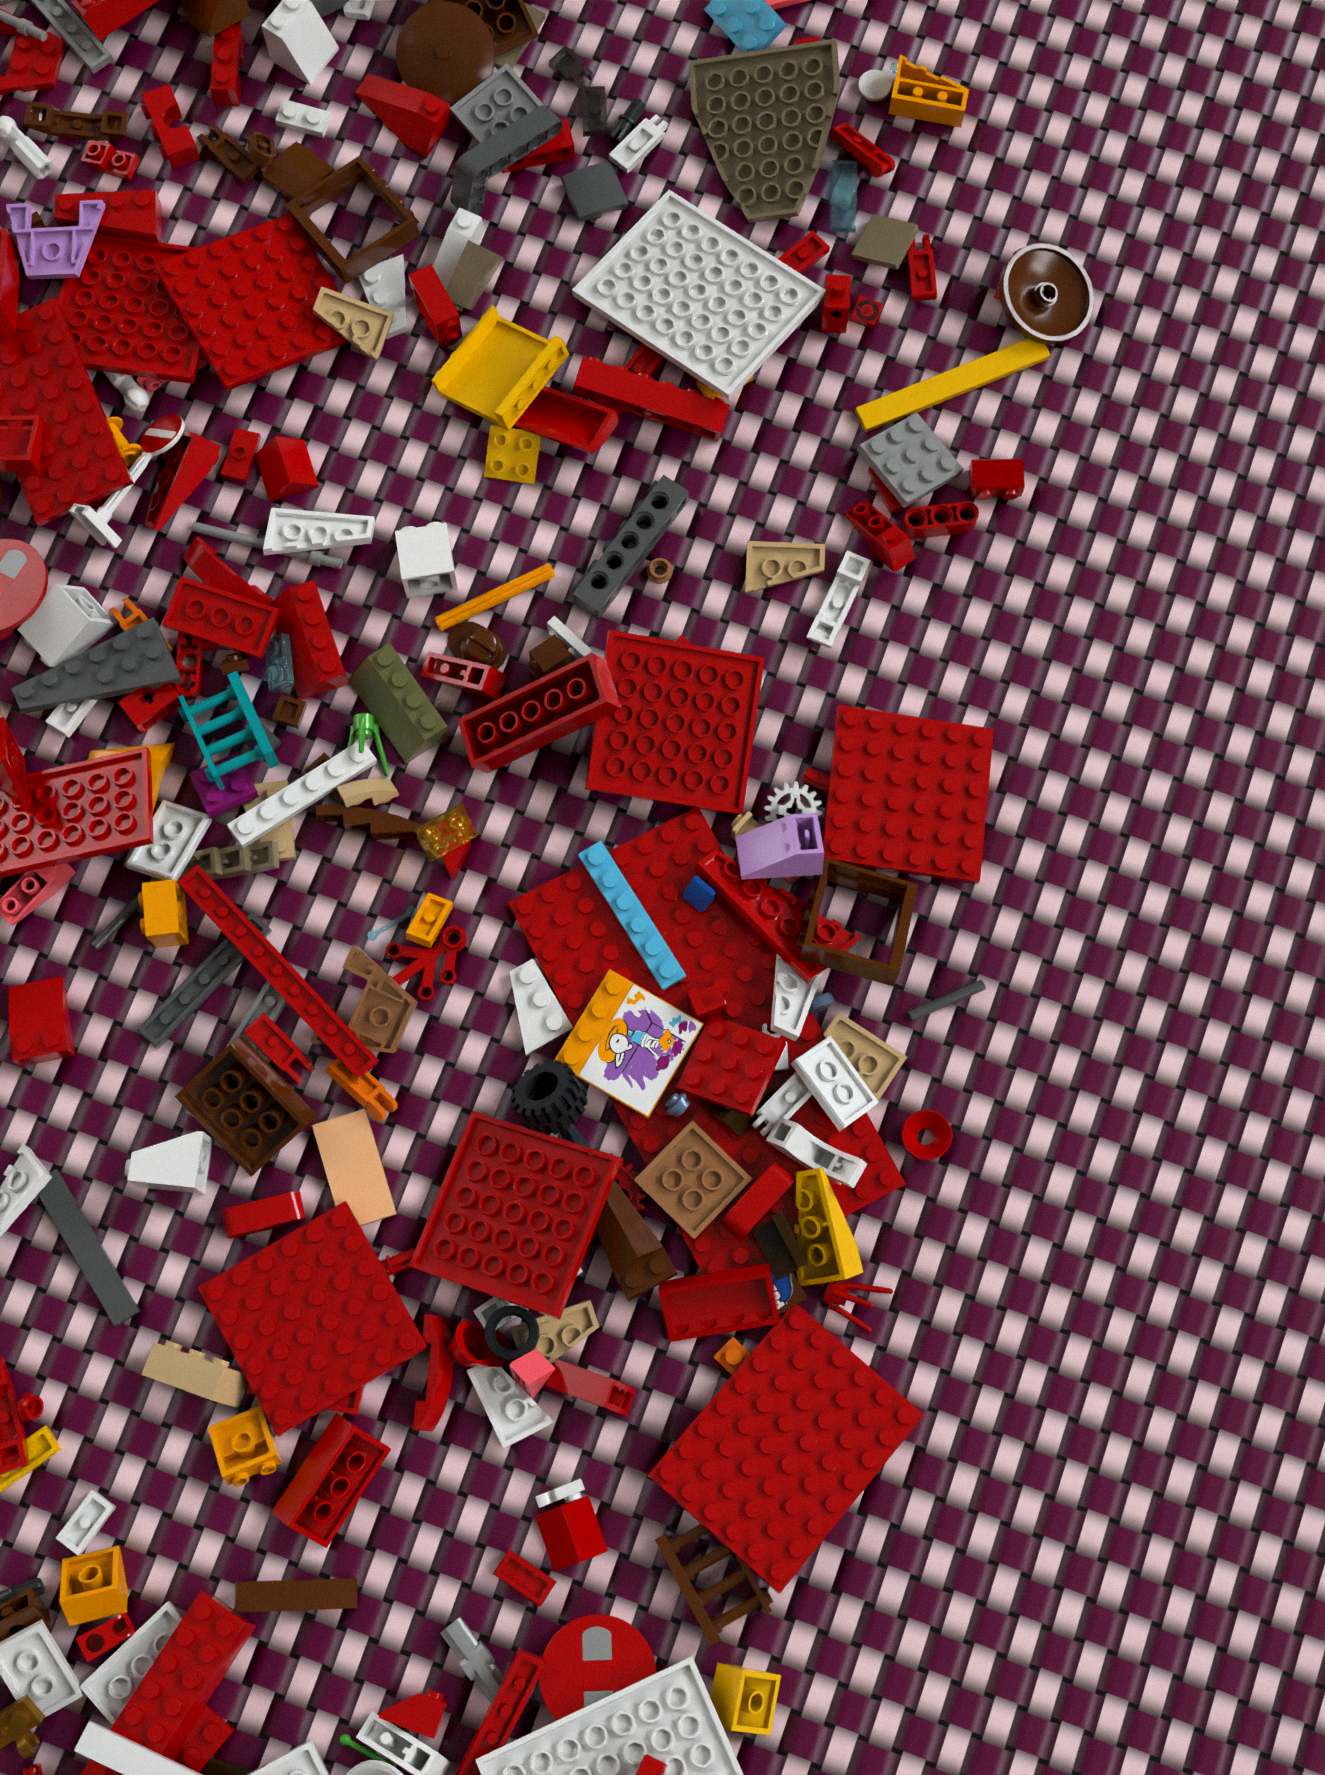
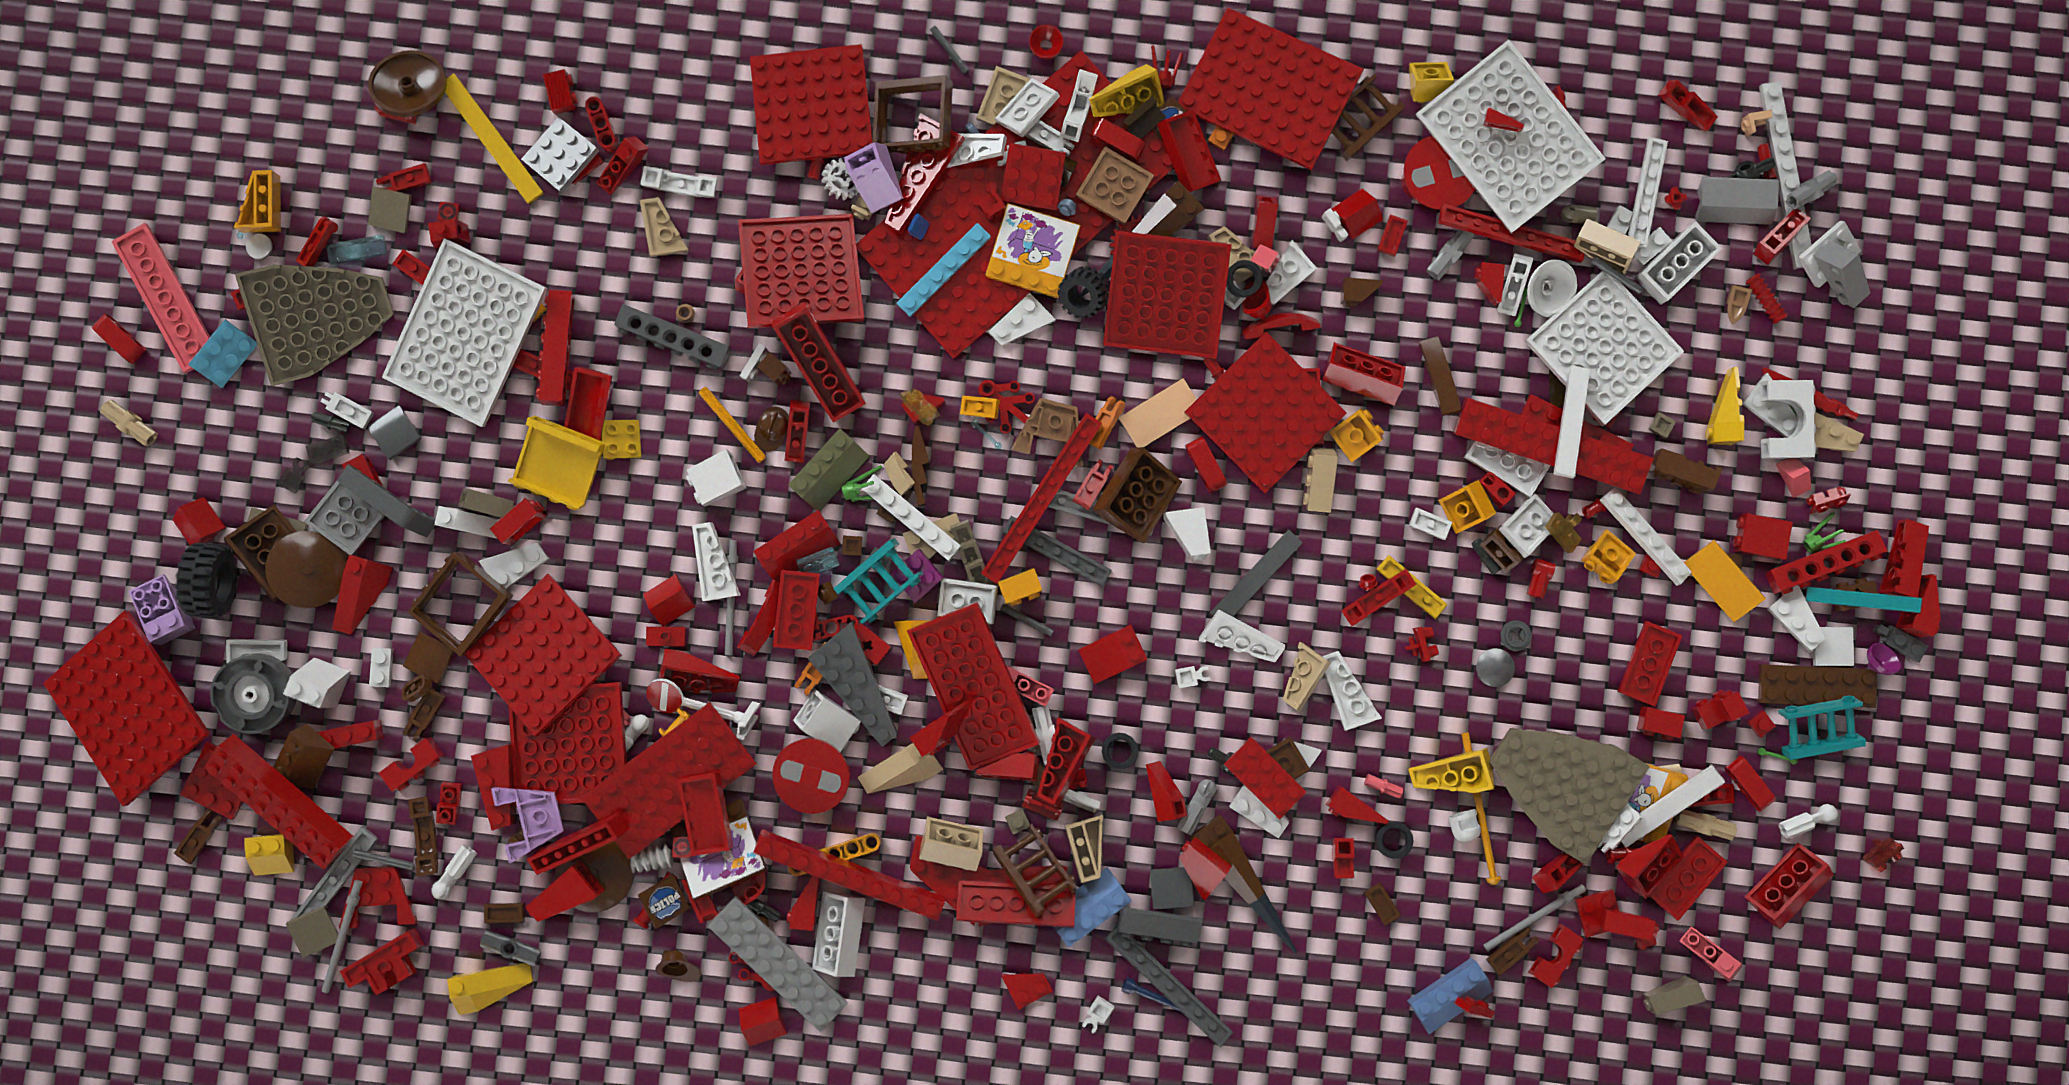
camera: 105 degrees left, 10 degrees up
(63, 70) = (382, 859): none -> dark grey bar
(354, 320) = (543, 577): tan wing -> none
(454, 1503) = (1357, 290): none -> reddish brown slope

